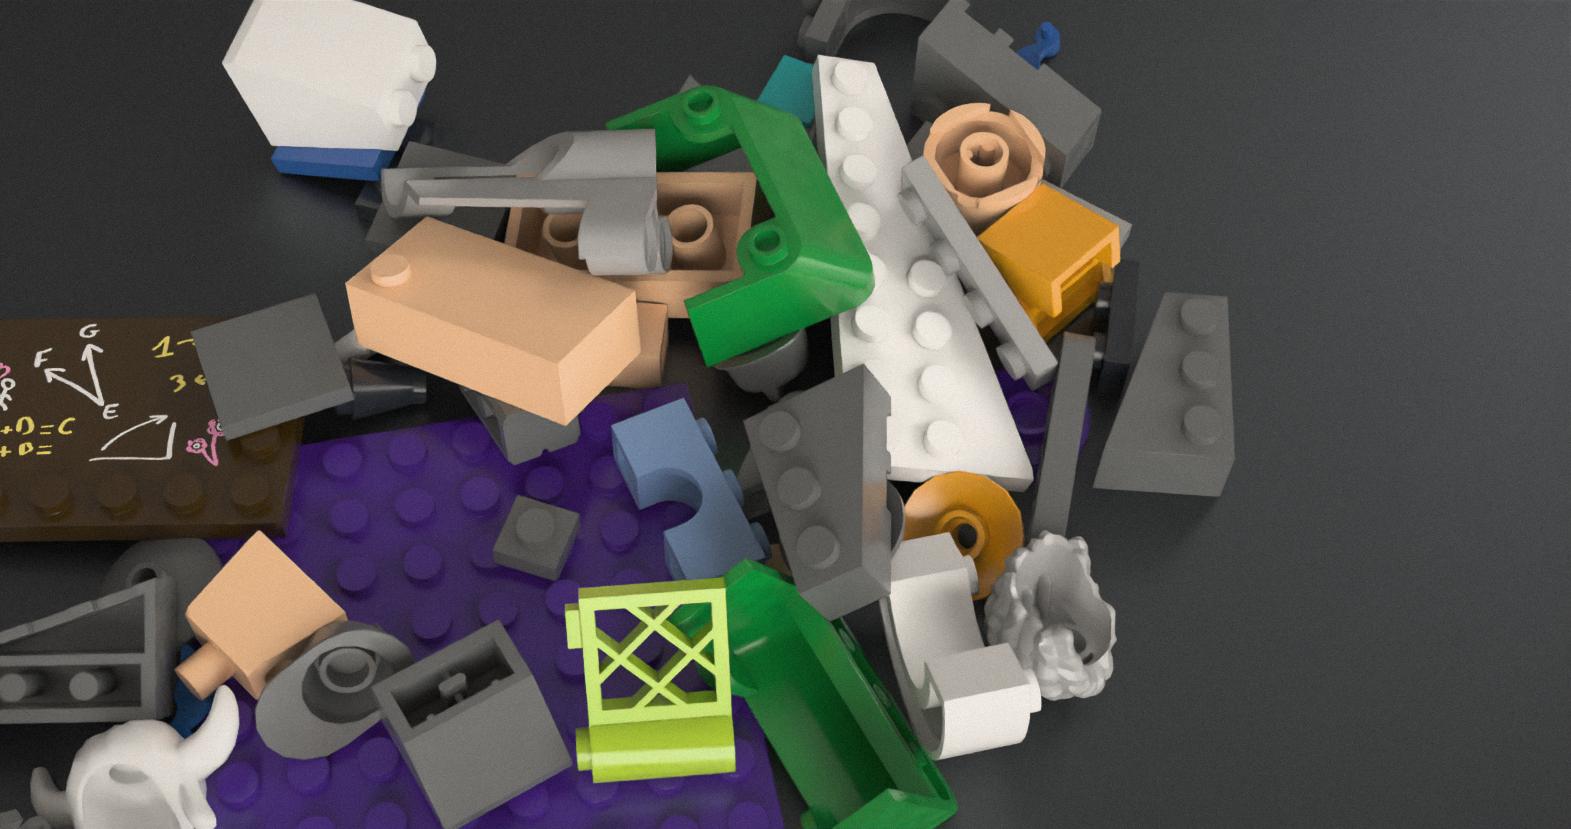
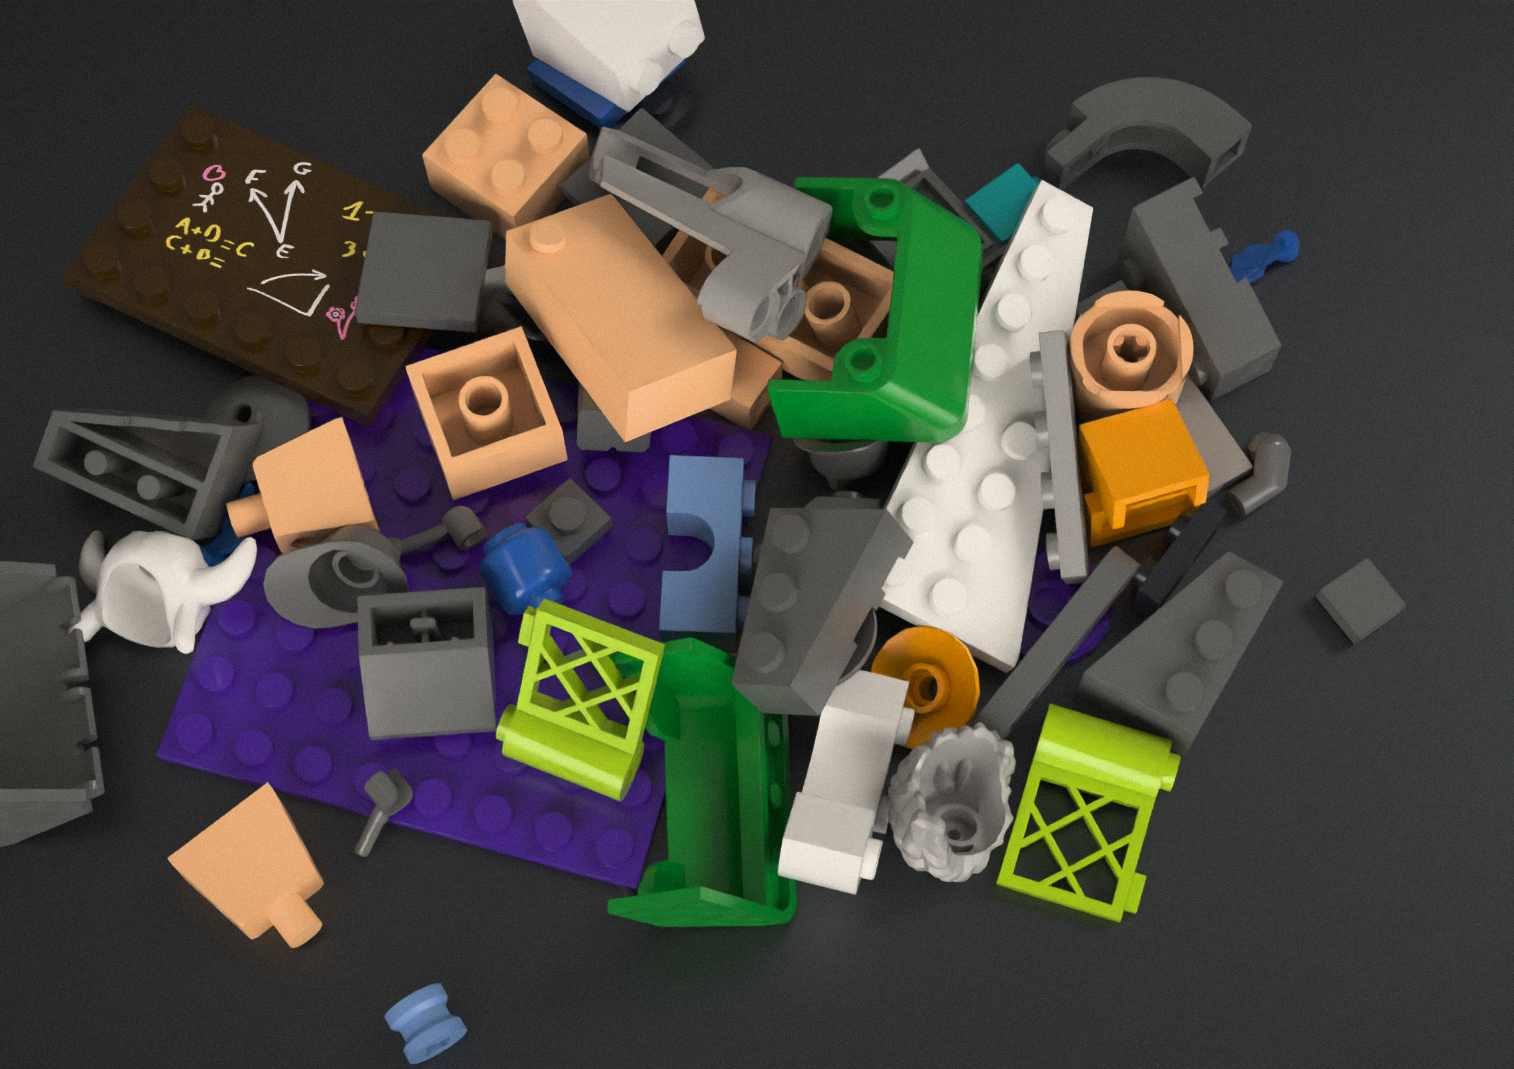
camera: 30 degrees right, 10 degrees up
(295, 239) = (505, 158): none -> light nougat brick
(406, 466) = (487, 413): none -> light nougat brick
(428, 586) = (458, 523): none -> dark grey hand
(523, 594) = (524, 568): none -> blue head
(1148, 224) = (1269, 477): none -> dark grey arm
(1162, 528) = (1103, 762): none -> lime piece
(1288, 296) = (1361, 600): none -> dark grey tile

